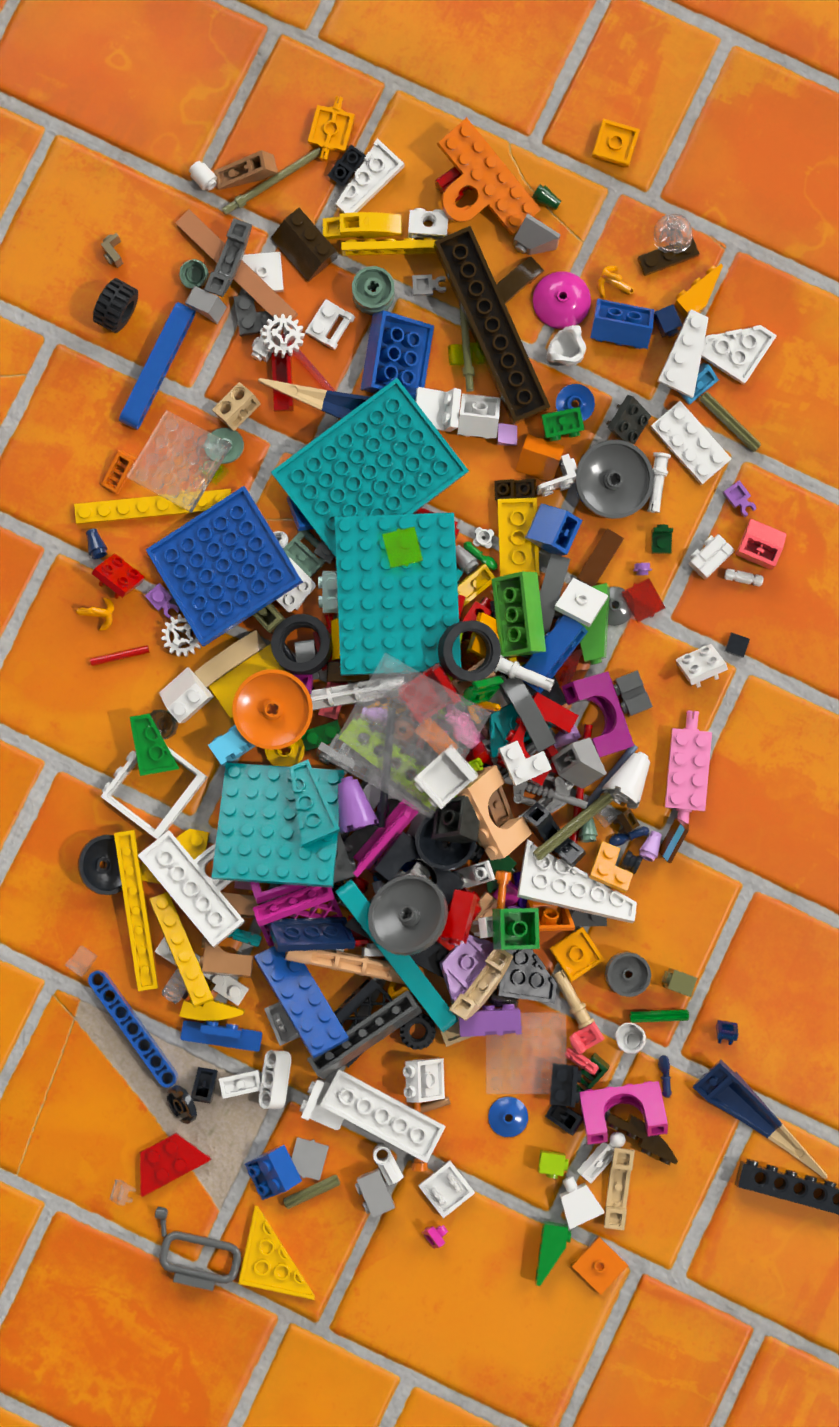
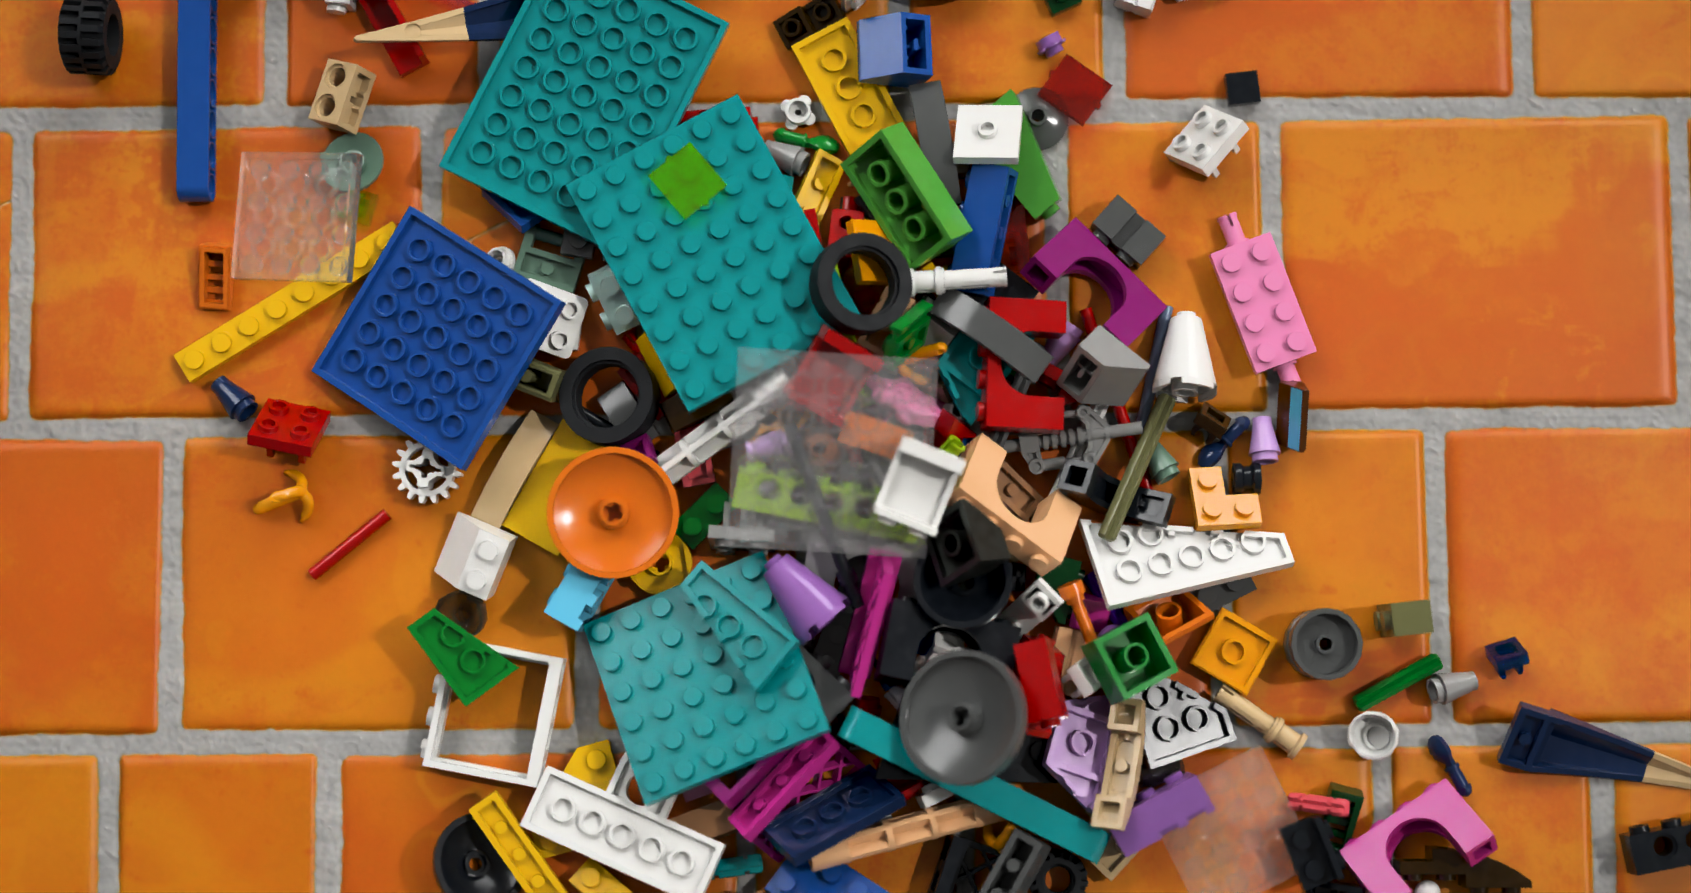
camera: 20 degrees left, 0 degrees up
(160, 599) = (369, 432): medium lavender plate -> none
(521, 768) = (1020, 419): white plate -> none
(586, 1038) = (1308, 767): coral bracket -> none
(600, 558) = (982, 58): reddish brown tile -> none
(607, 815) = (1177, 428): clear tile -> none
(687, 1032) = (1450, 686): none -> light grey cone

